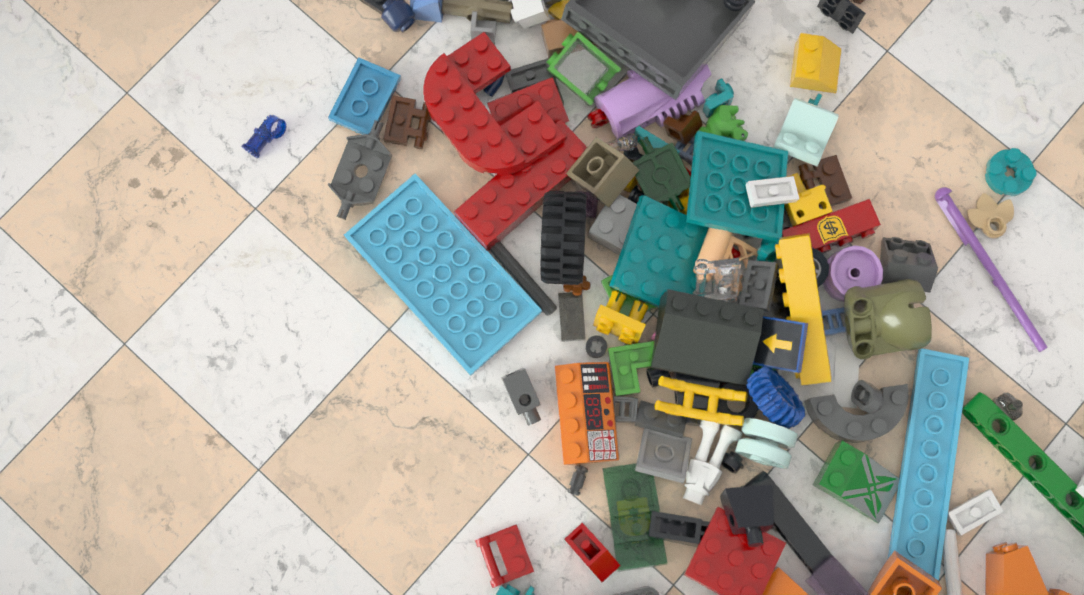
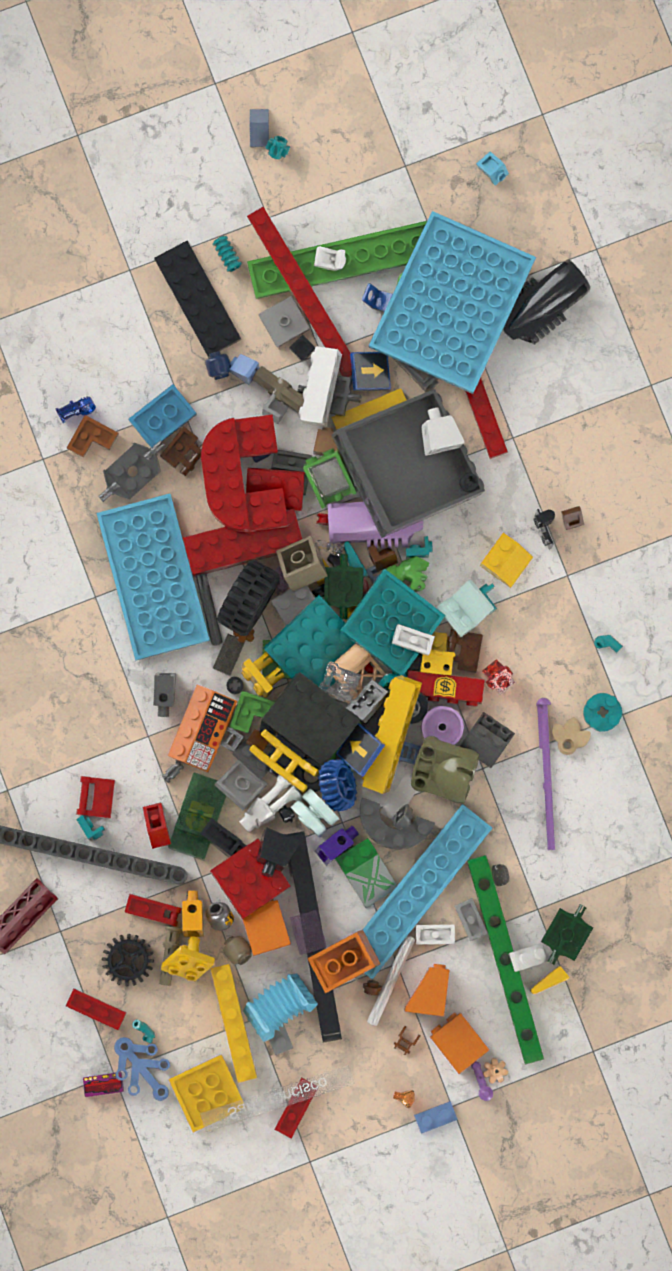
camera: 25 degrees right, 5 degrees up
(293, 151) = (88, 432): none -> dark orange plate
(655, 392) = (257, 740): none -> reddish brown slope
(809, 468) = (332, 849): none -> dark purple torso
(881, 189) = (501, 679): none -> clear red brick
(971, 95) = (607, 641): none -> teal arm
(1004, 474) = (471, 919): none -> light grey plate

